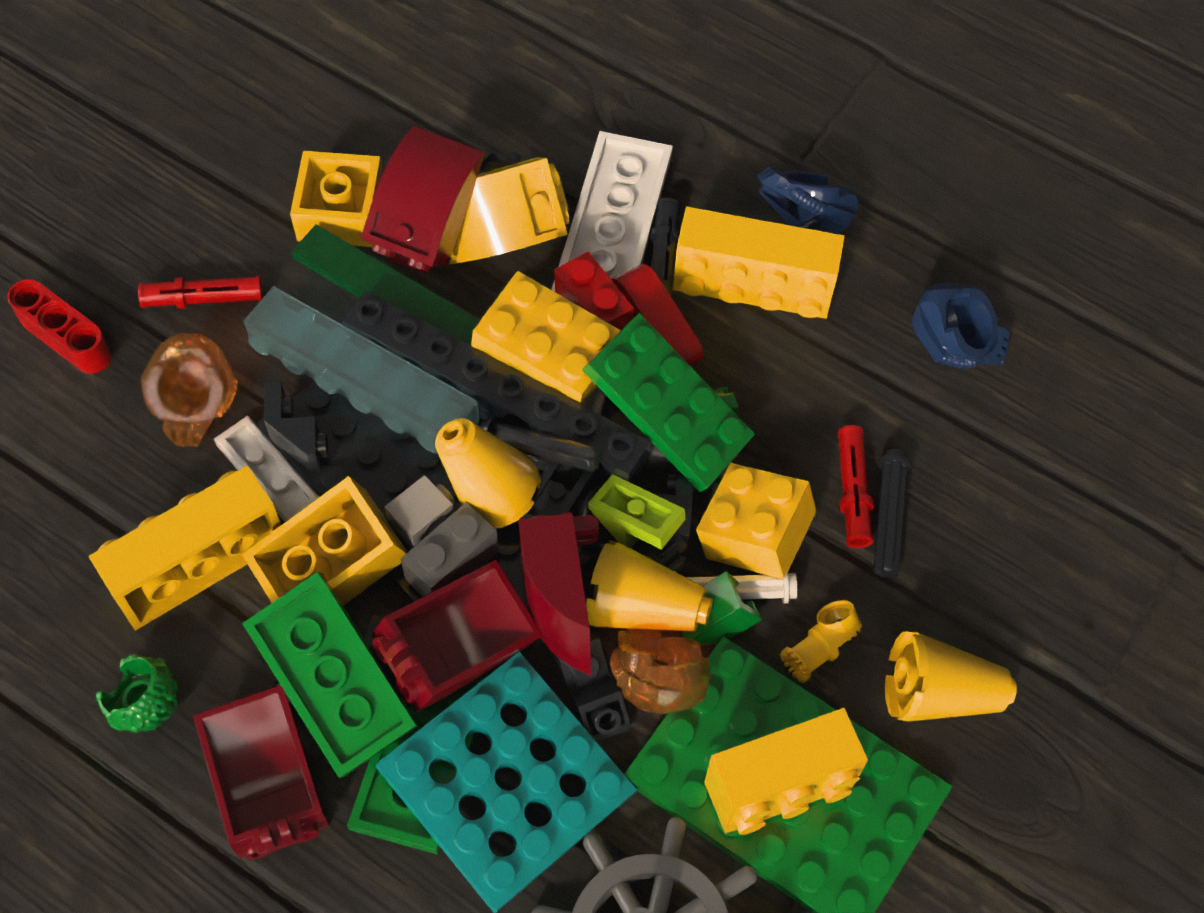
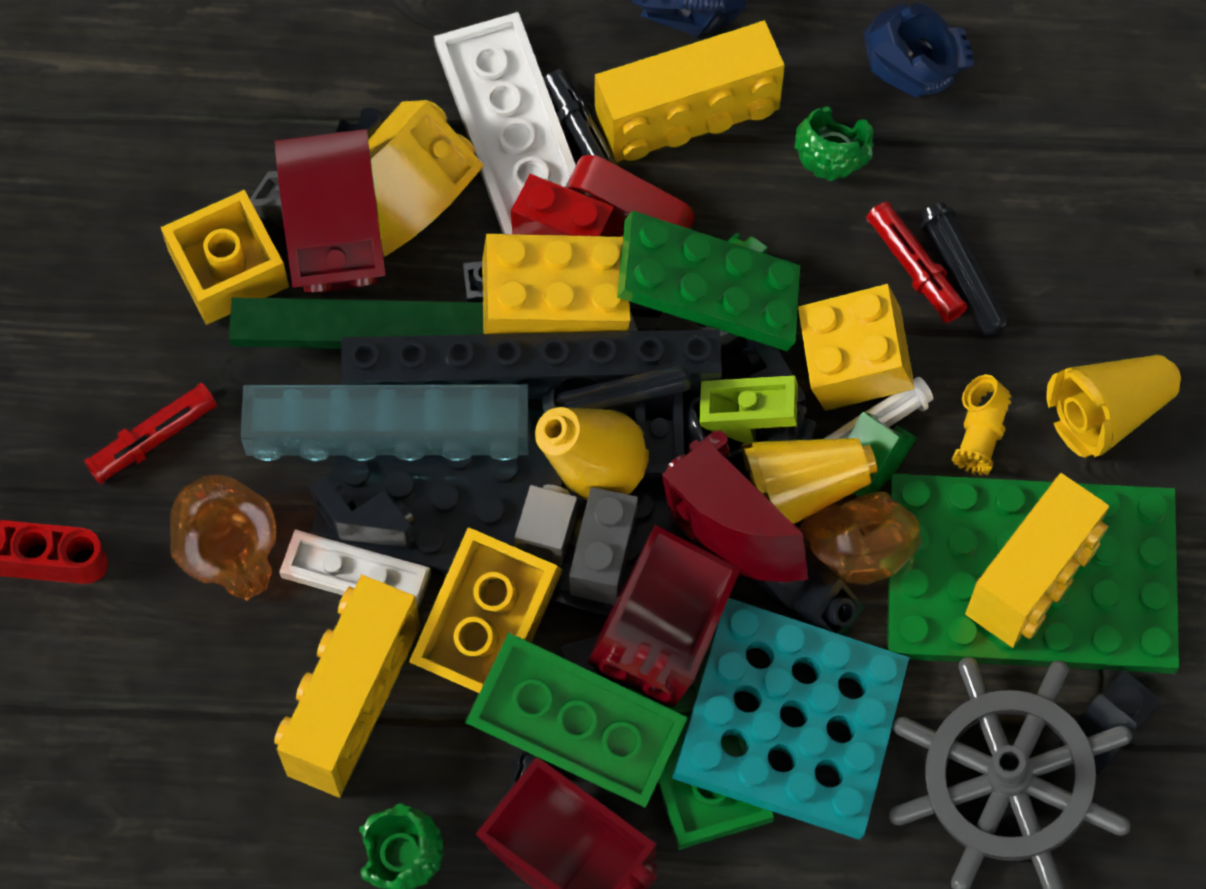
camera: 30 degrees left, 5 degrees up
(843, 364) = (832, 148): none -> green hair

